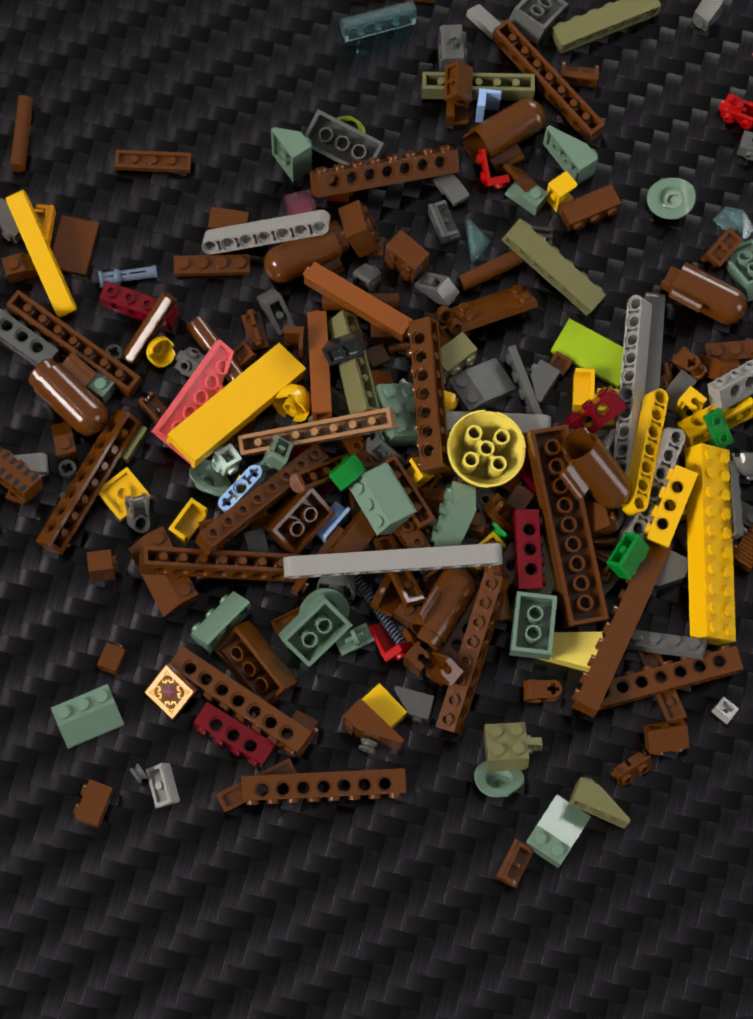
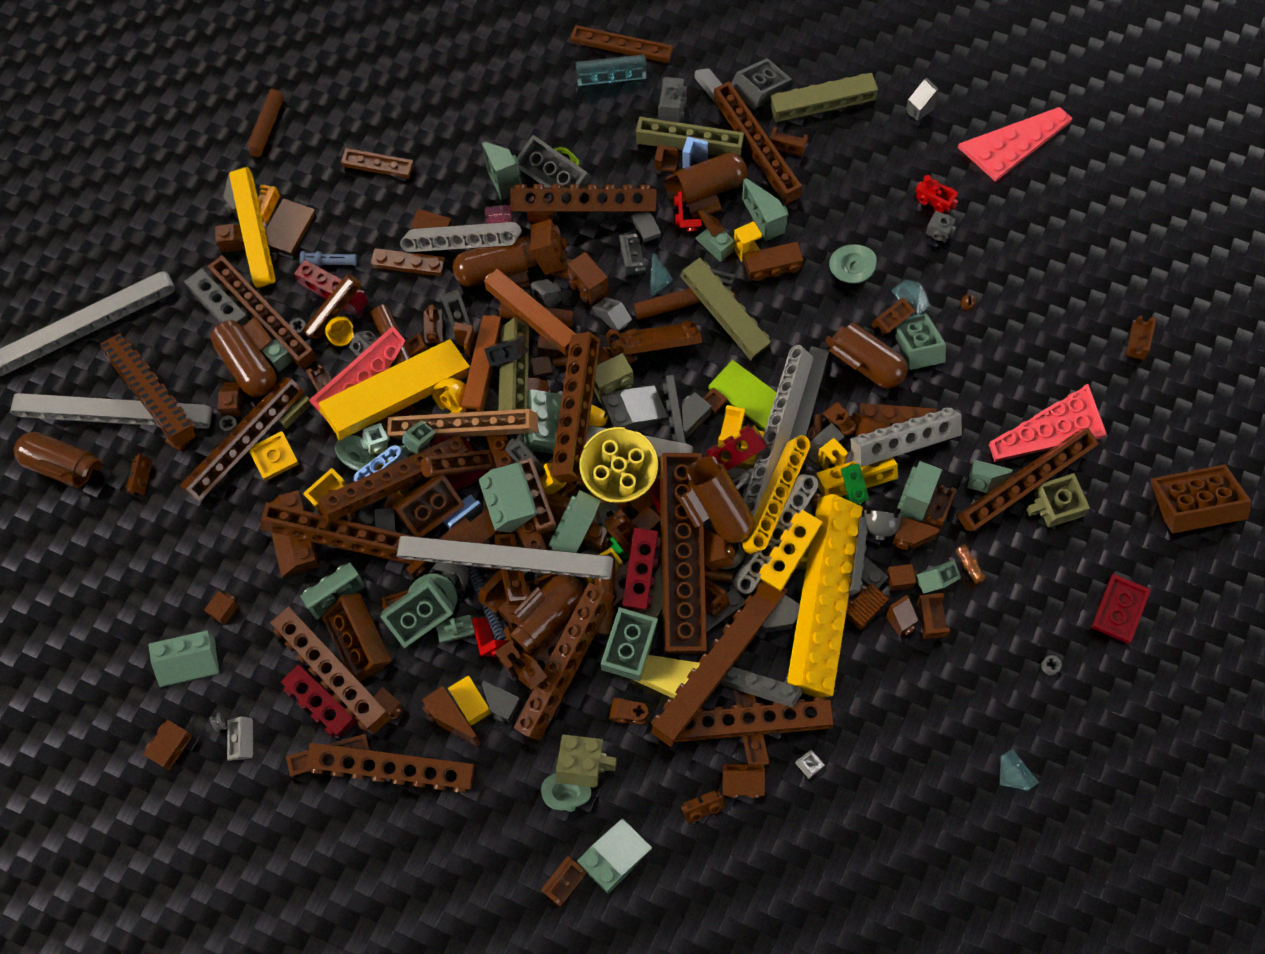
camera: 20 degrees right, 5 degrees down
(102, 565) = (232, 517): reddish brown brick -> none
(137, 508) = (280, 470): dark grey piece -> none
(170, 691) = (267, 648): tile -> none
(347, 471) = (478, 465): green brick -> none
(368, 745) = (445, 735): dark grey bush -> none
(458, 82) = (670, 130): reddish brown hinge -> none
(595, 801) = (656, 830): olive slope -> none
(628, 555) = (738, 592): green brick -> none

